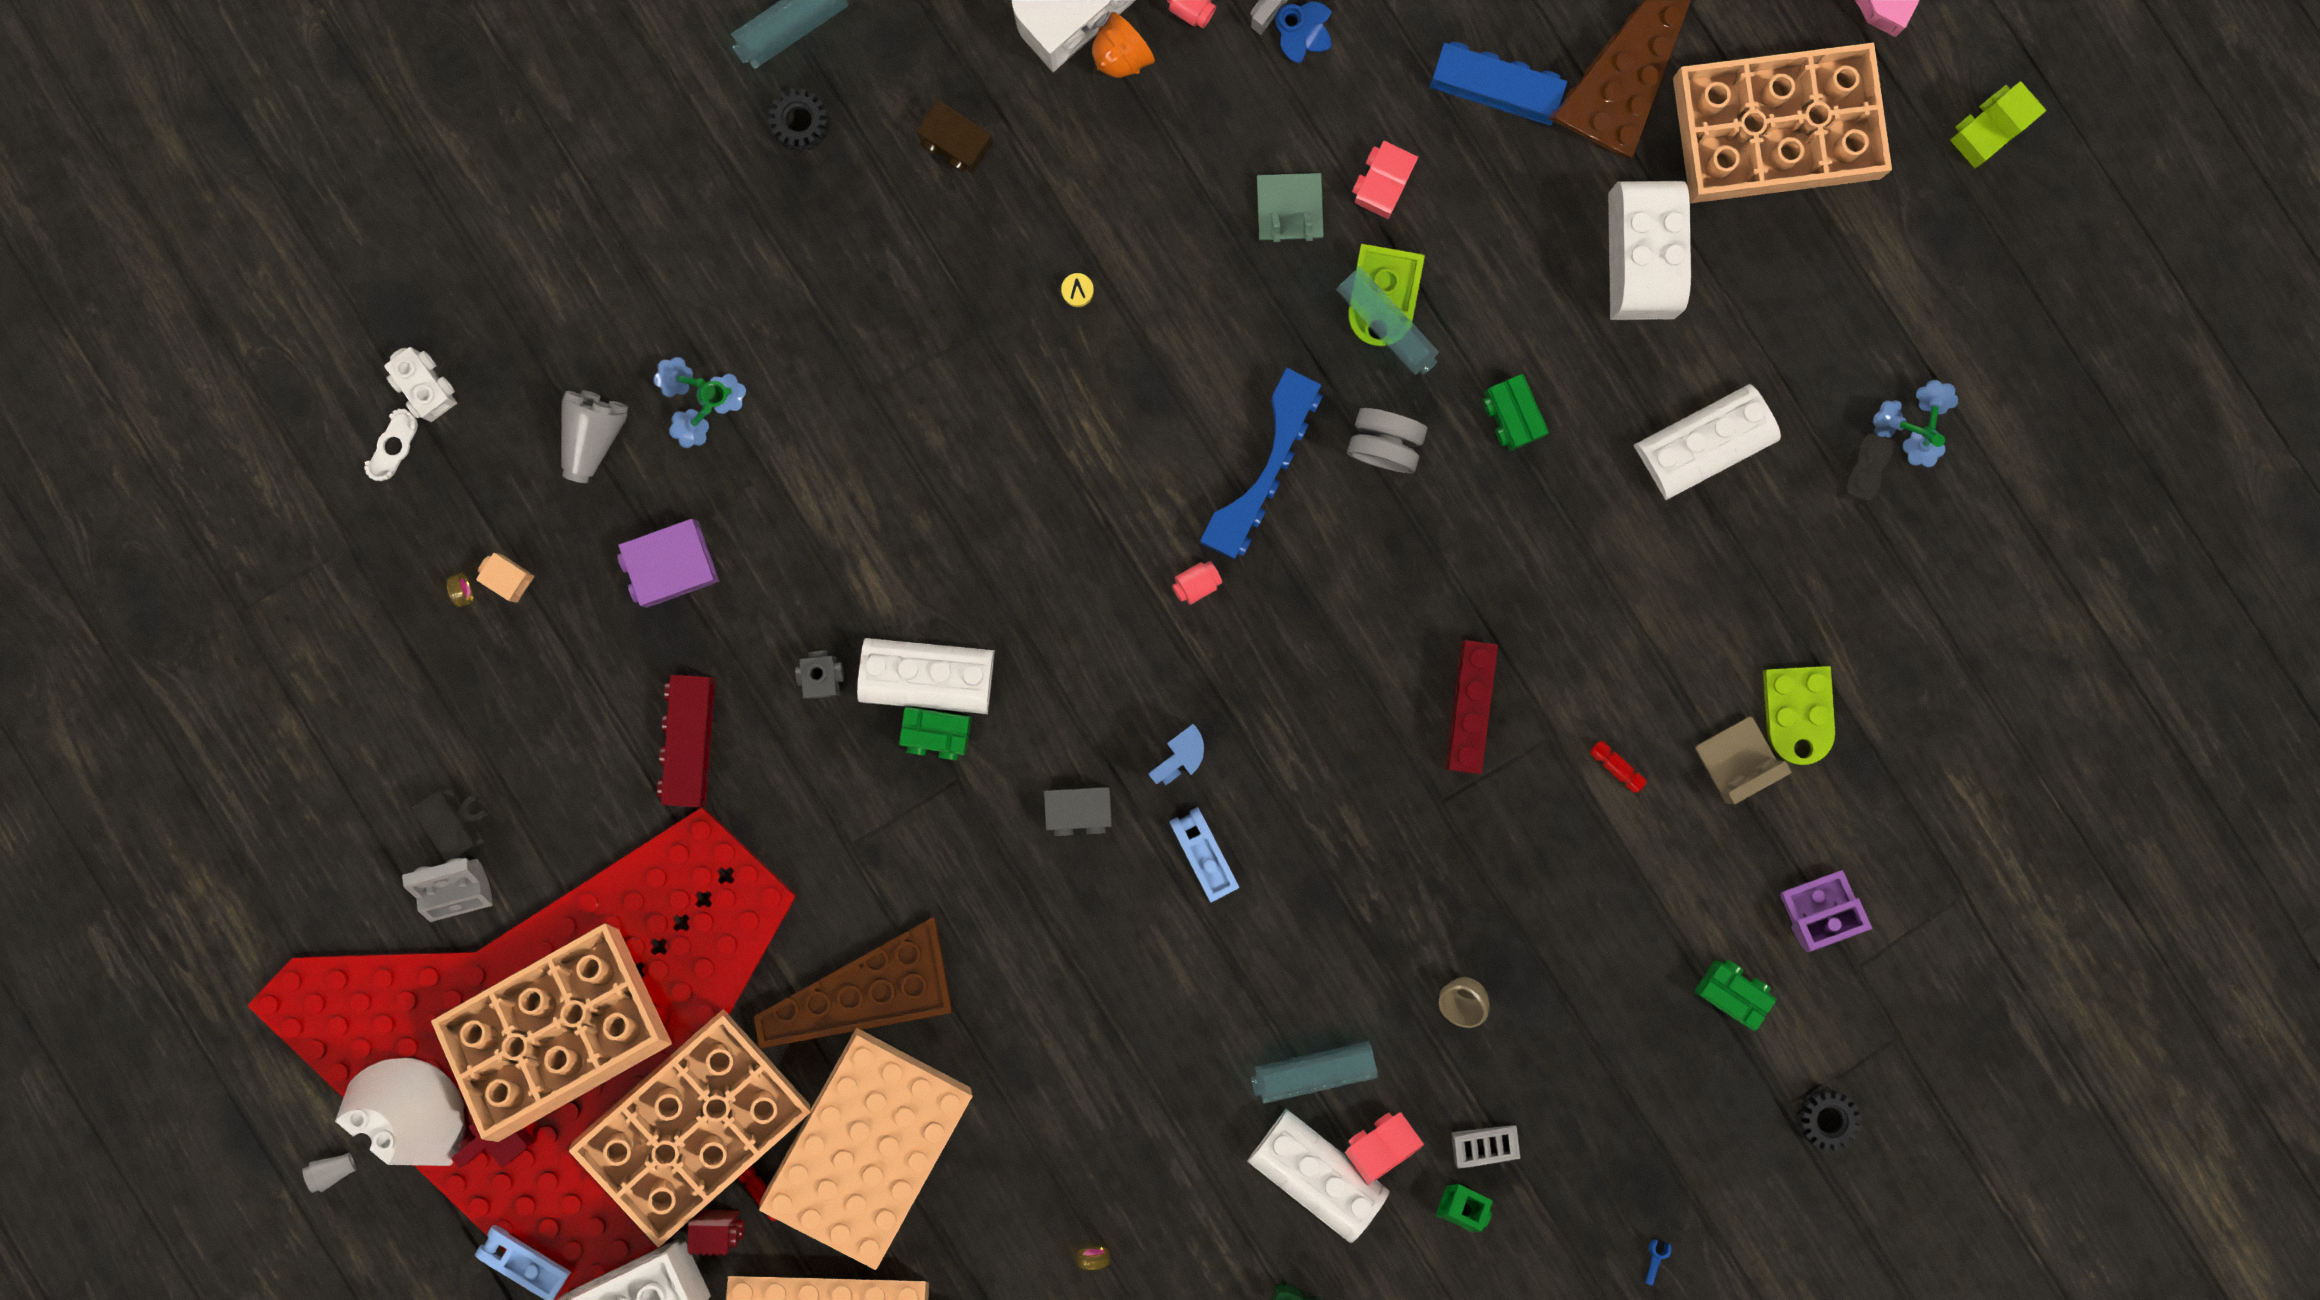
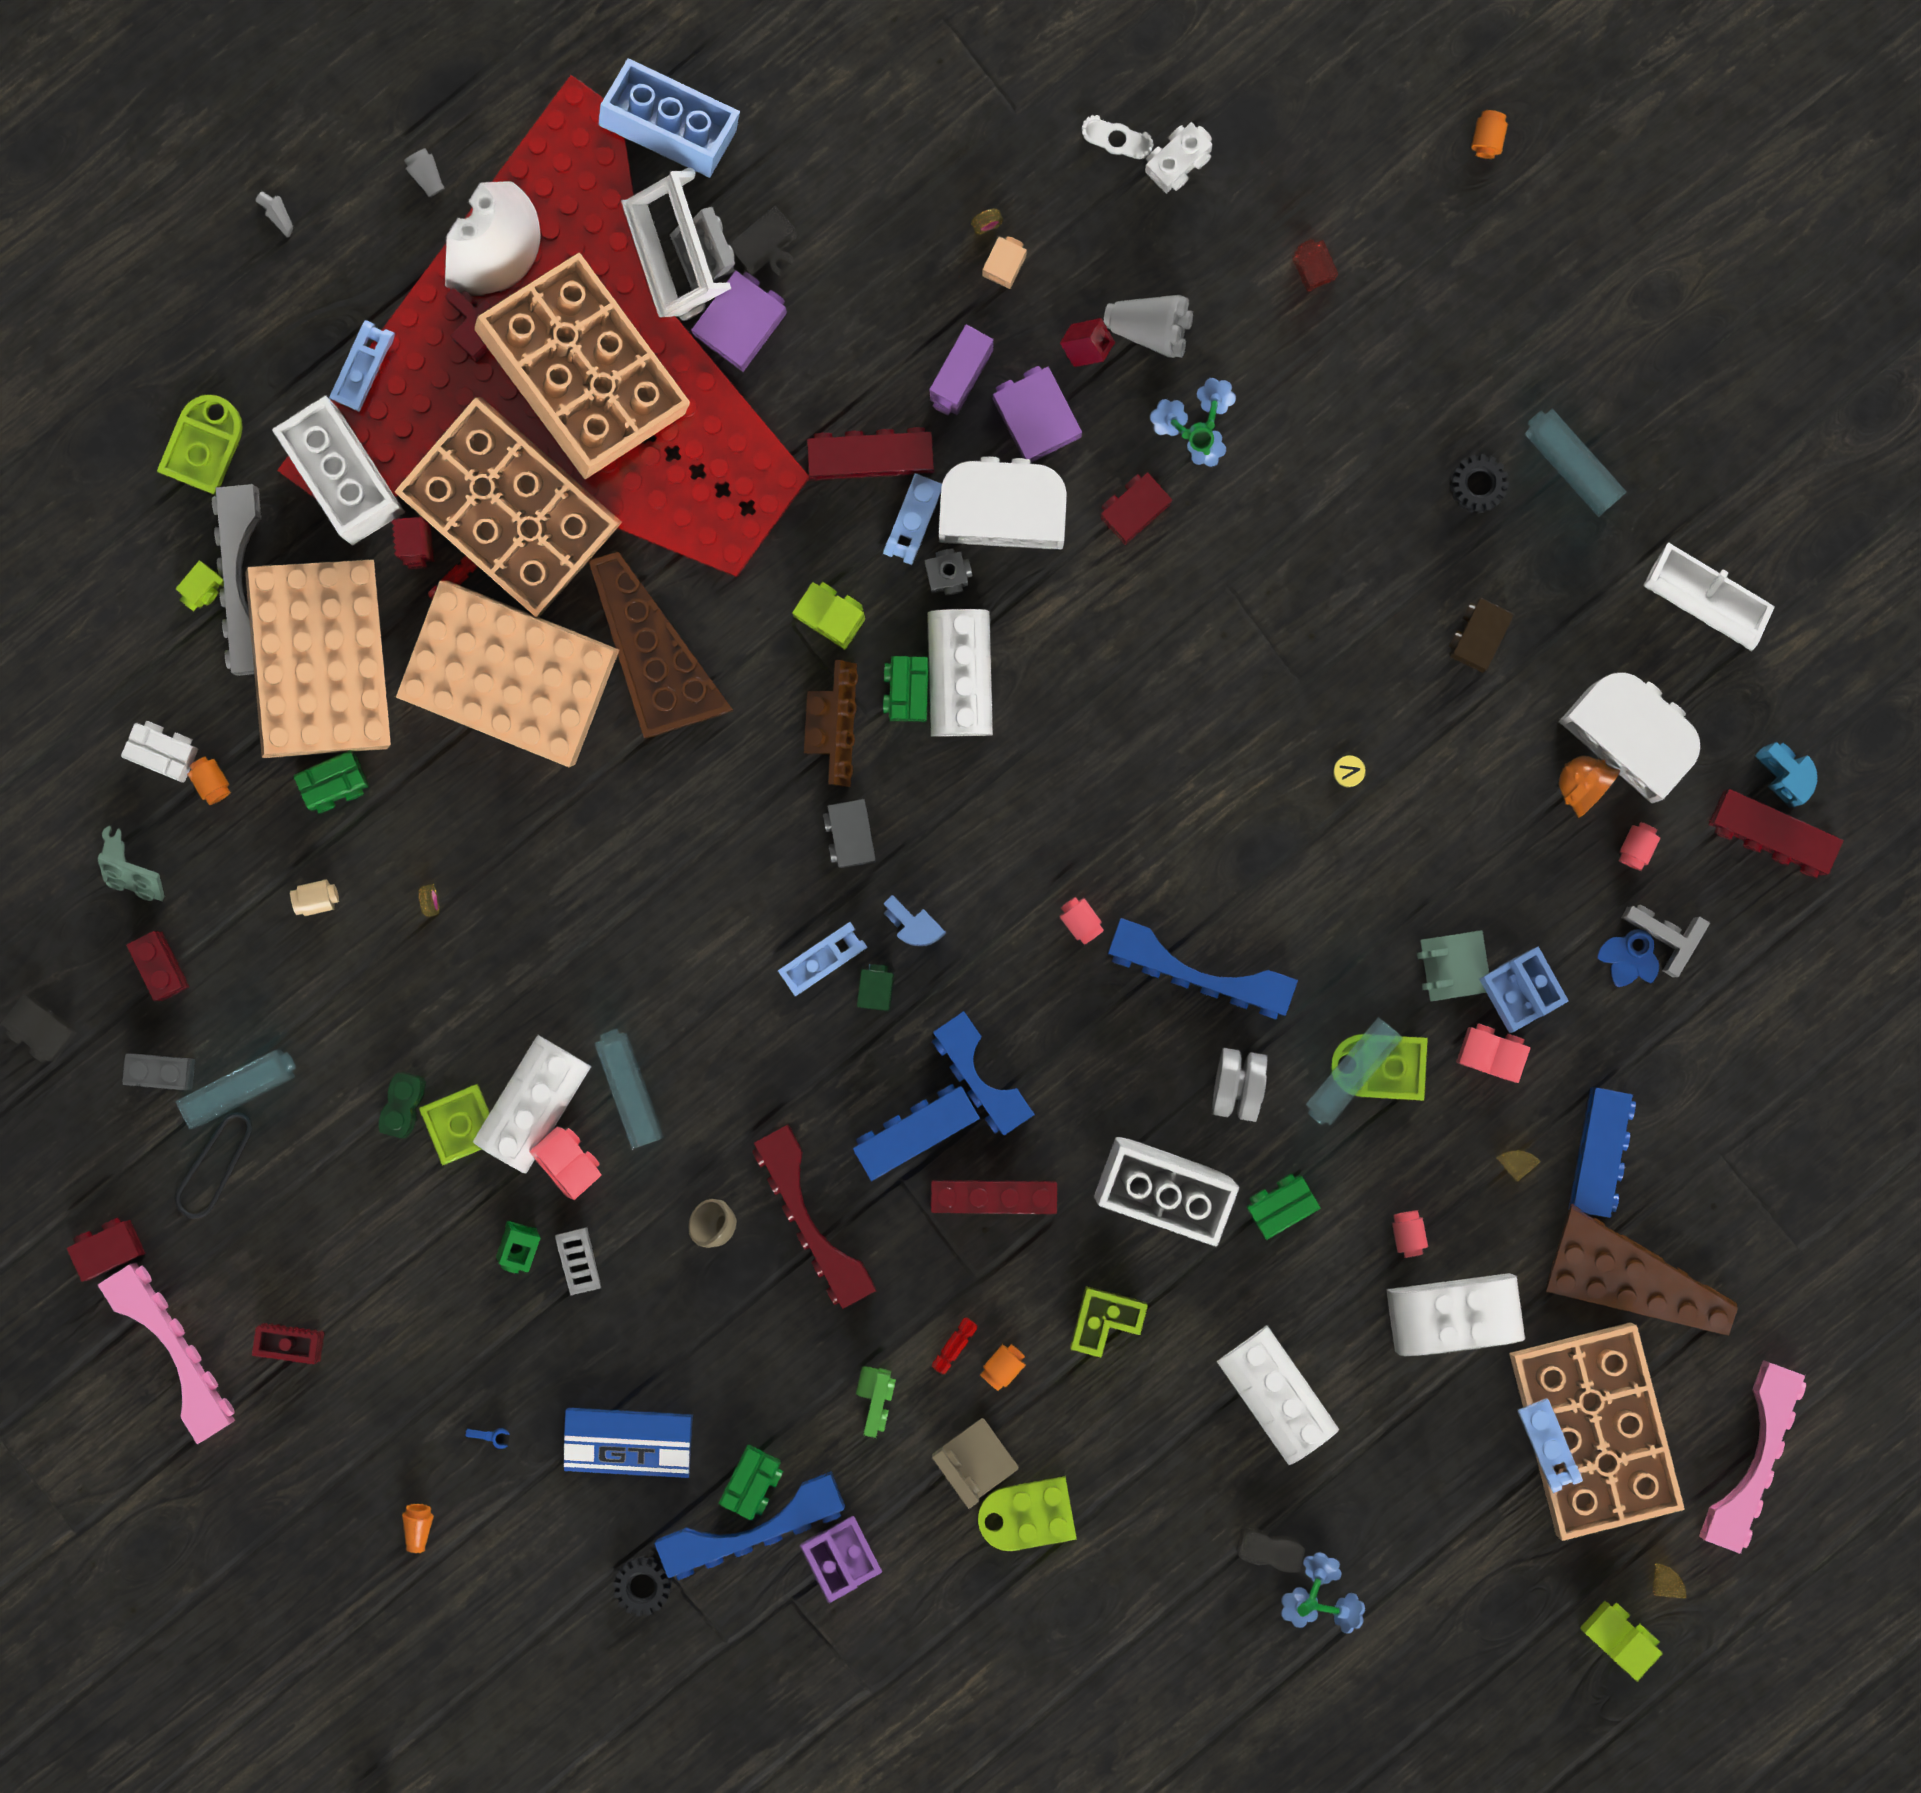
camera: 85 degrees right, 0 degrees up
(304, 909) = (668, 117): none -> light blue brick
(439, 63) = (1489, 134): none -> orange brick
(444, 944) = (652, 255): none -> white piece
(528, 859) = (740, 320): none -> medium lavender brick
(550, 258) = (1314, 264): none -> clear red brick
(600, 502) = (1087, 342): none -> dark red panel
(610, 635) = (960, 370): none -> medium lavender brick
(756, 608) = (1003, 505): none -> white brick
(758, 703) = (913, 518): none -> light blue plate
(777, 473) = (1135, 508): none -> dark red brick
(849, 802) = (830, 615): none -> lime brick
(961, 815) = (832, 723): none -> reddish brown bracket
(1242, 803) = (875, 988): none -> dark green brick
(1323, 139) = (1523, 989): none -> medium blue brick
(1327, 1257) = (455, 1123): none -> lime tile
(1379, 684) = (1005, 1107): none -> blue arch
(1395, 779) = (916, 1132): none -> blue brick
(1488, 527) = (1166, 1190): none -> white brick
(1498, 169) = (1518, 1163): none -> clear yellow tile
(1531, 871) = (845, 1274): none -> dark red arch
(1558, 287) = (1409, 1233): none -> coral brick
(1602, 608) = (1105, 1310): none -> lime brick
(1646, 719) = (1003, 1366): none -> orange brick
(1654, 851) = (878, 1386): none -> bright green plate
(1678, 1117) = (627, 1442): none -> blue slope
(1793, 169) = (1549, 1444): none -> light blue plate
(1796, 1064) = (689, 1548): none -> blue arch
(1940, 73) = (1667, 1582): none -> clear yellow tile

